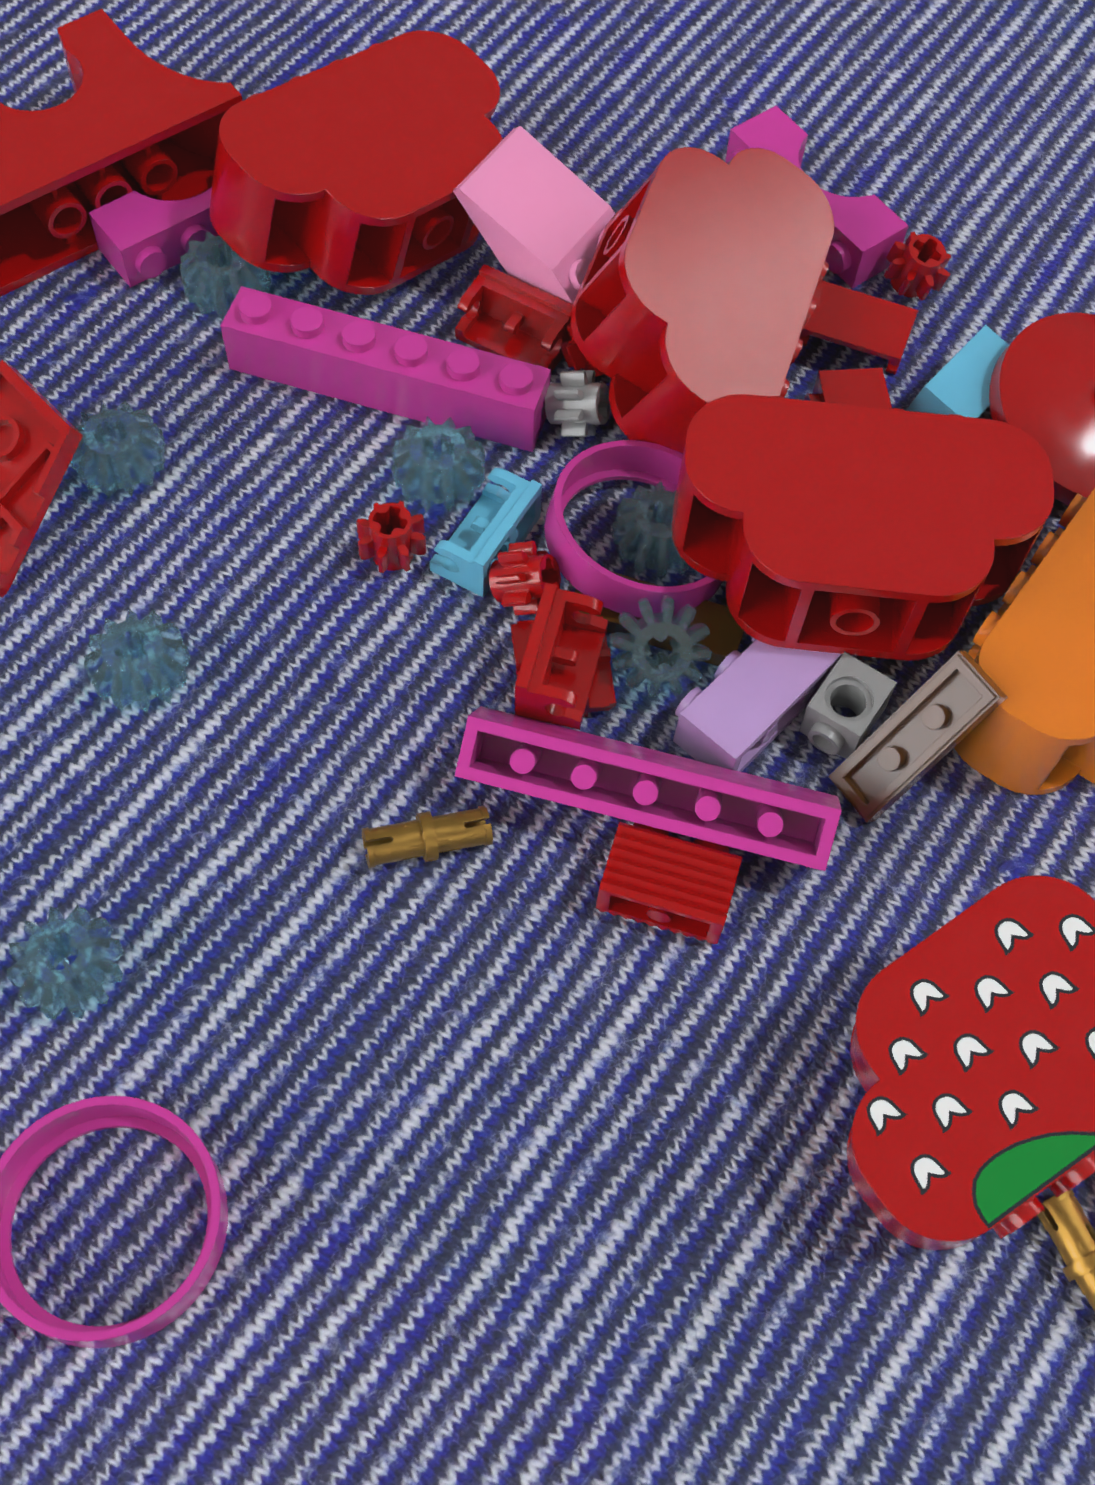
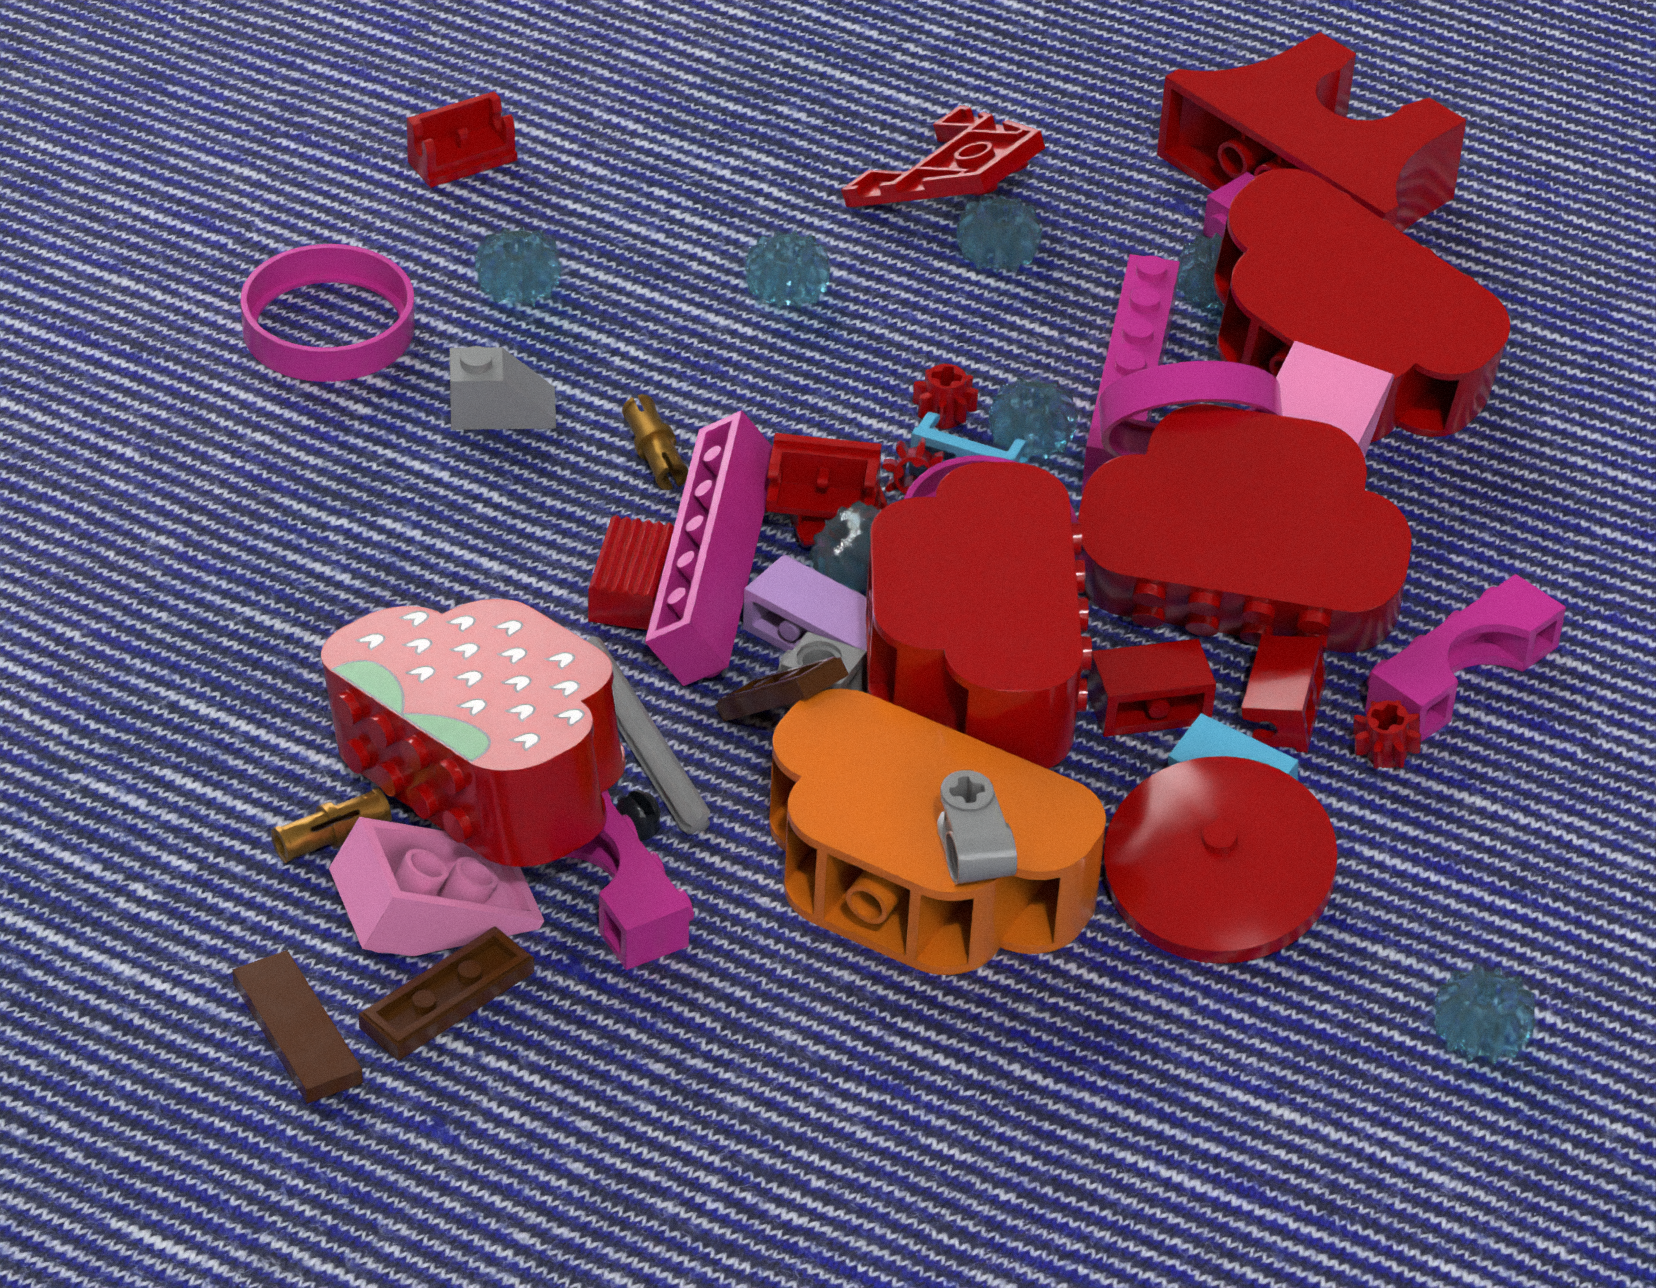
camera: 85 degrees right, 20 degrees down
(317, 1010) = (497, 392): none -> light grey slope
(617, 292) = (1177, 385): none -> dark pink piece
(908, 903) = (655, 754): none -> light grey axle

